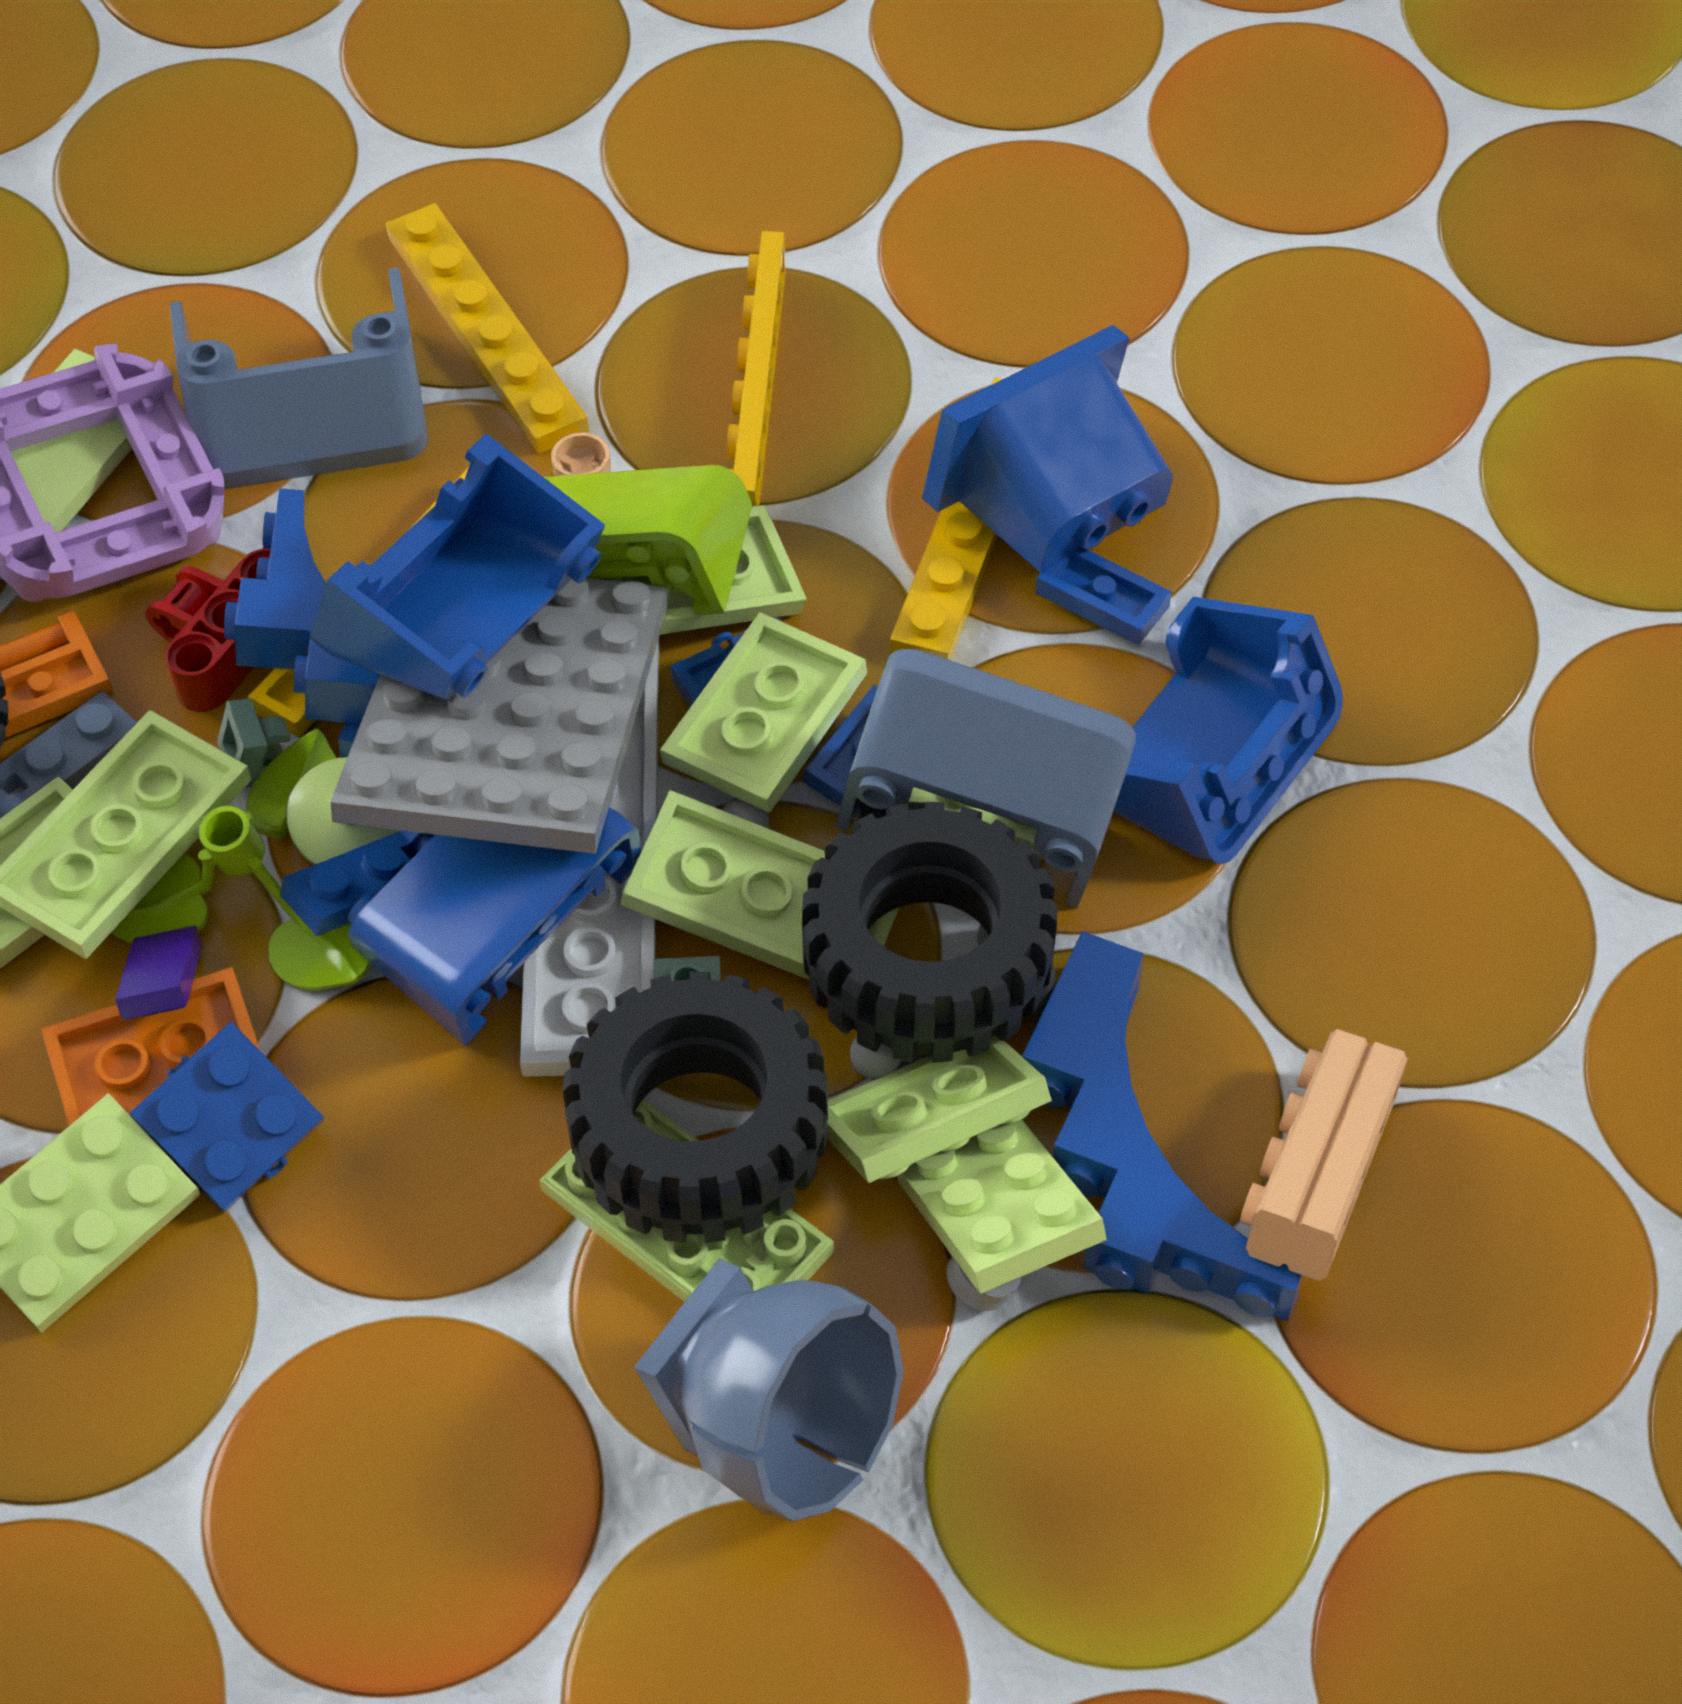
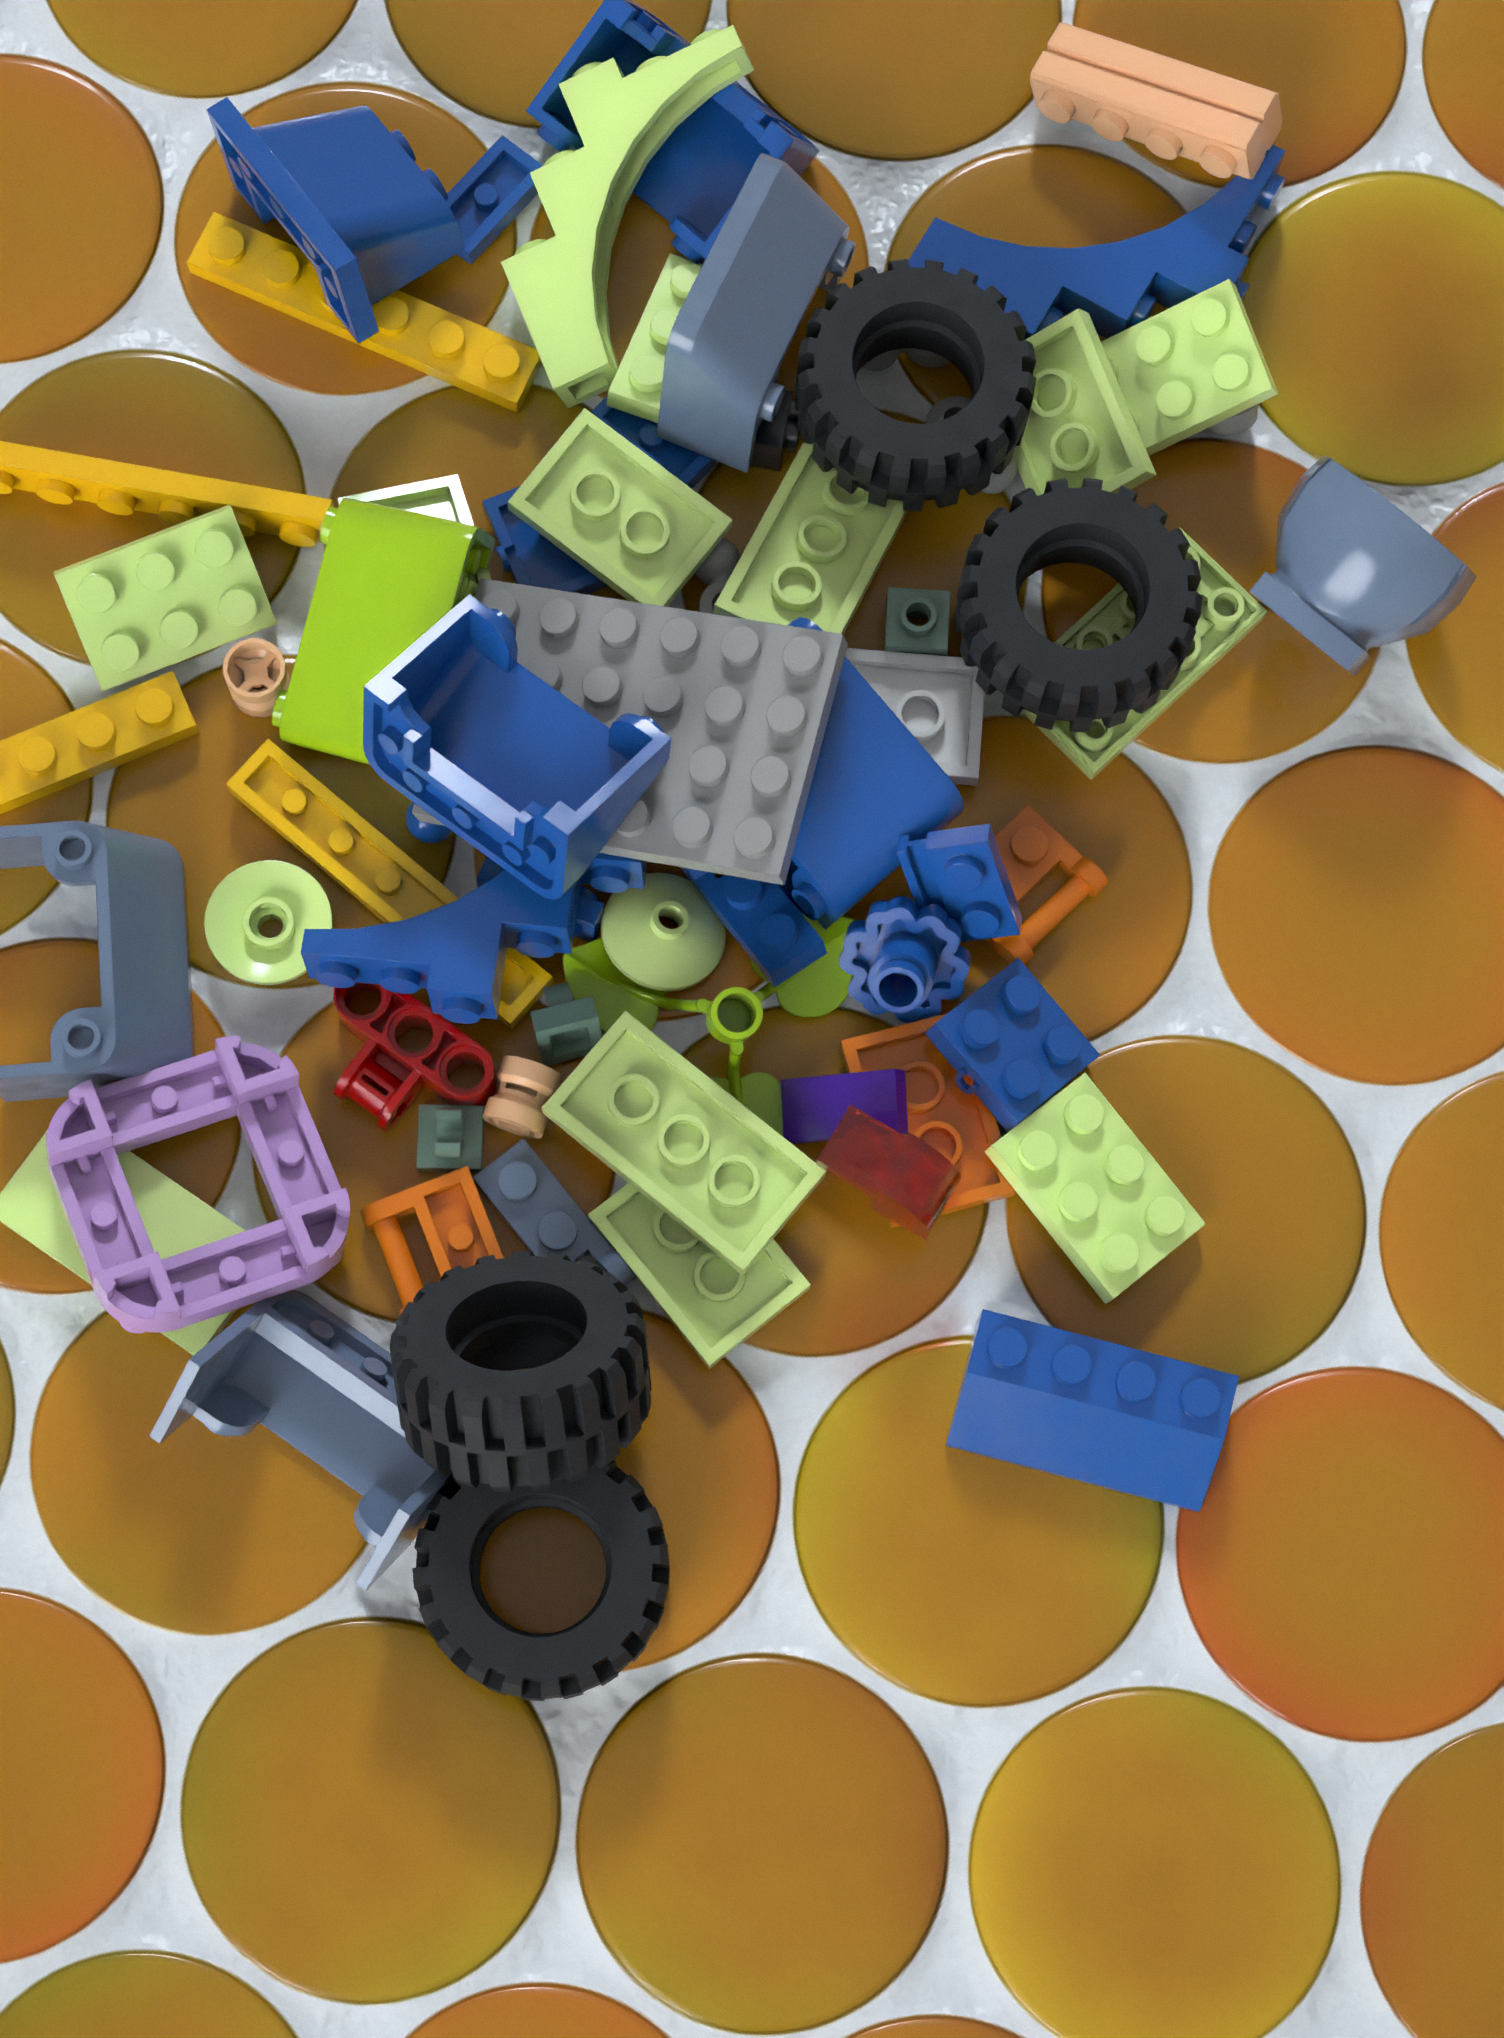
camera: 90 degrees left, 20 degrees up
(60, 998) = (900, 1172): none -> clear red brick
(141, 676) = (450, 1138): none -> sand green tile
(192, 710) = (520, 1097): none -> light nougat wheel
(305, 1003) = (905, 959): none -> blue plant
(349, 508) = (249, 899): none -> yellowish green dish
(377, 1027) = (964, 877): none -> blue plate
(424, 1112) = (1030, 854): none -> orange plate
(651, 392) = (165, 597): none -> yellowish green plate
(1107, 652) = (585, 192): none -> yellowish green arch

